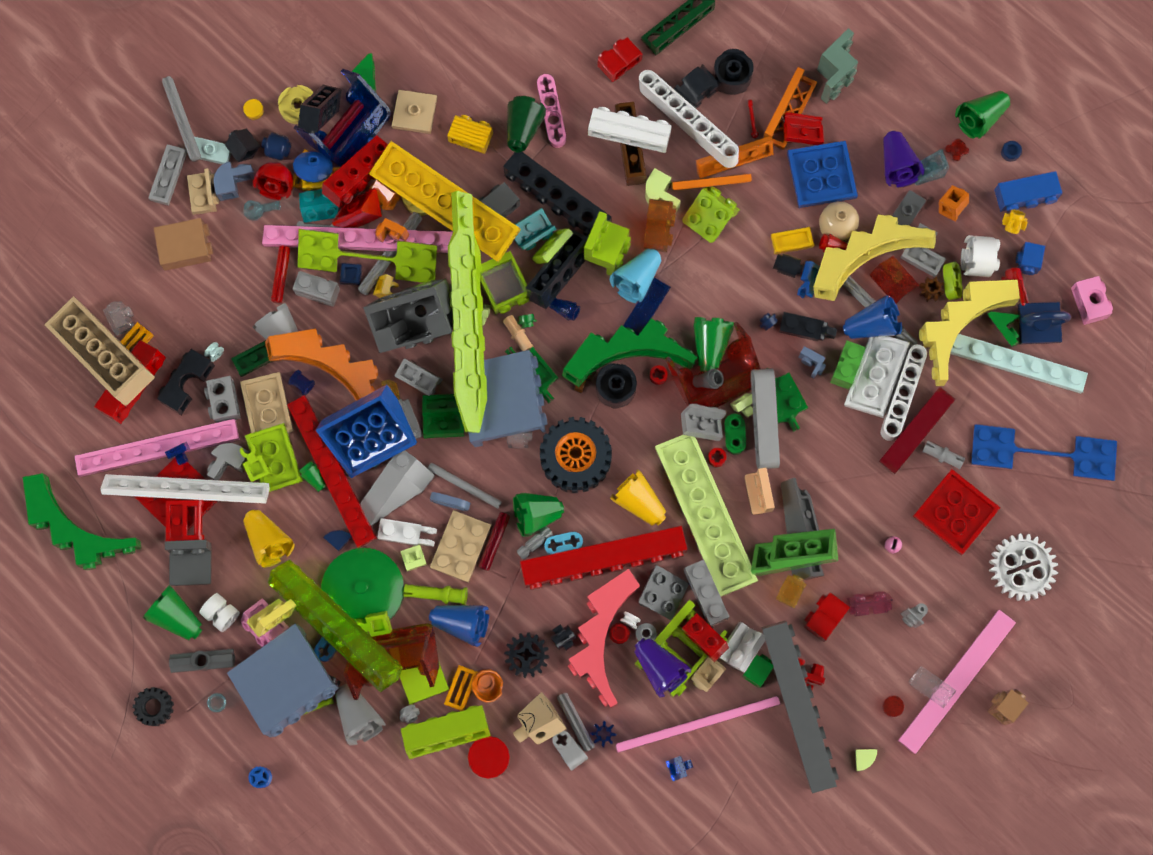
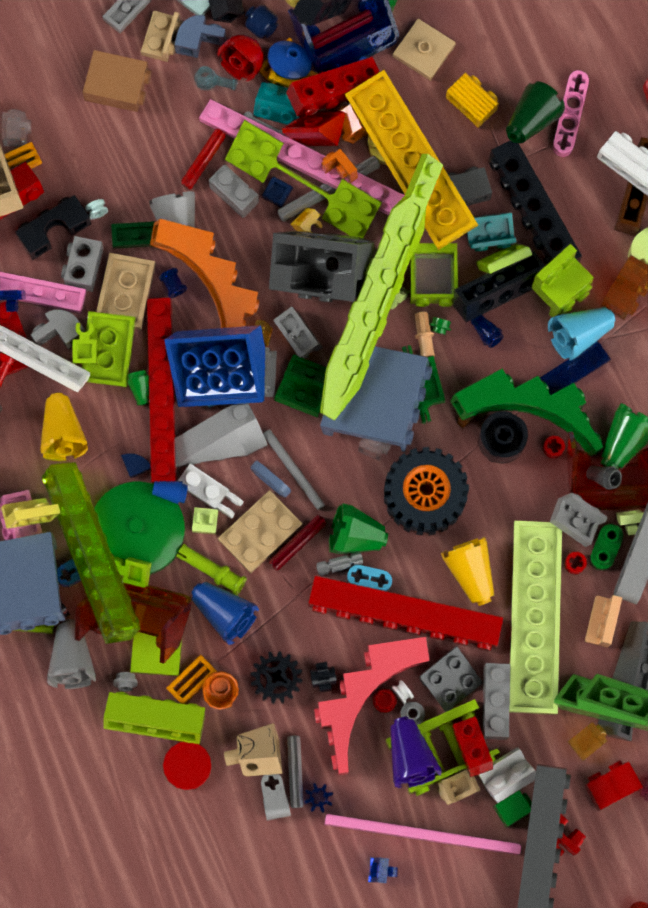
camera: 20 degrees right, 0 degrees up
(375, 547) = (170, 490): none -> blue cone

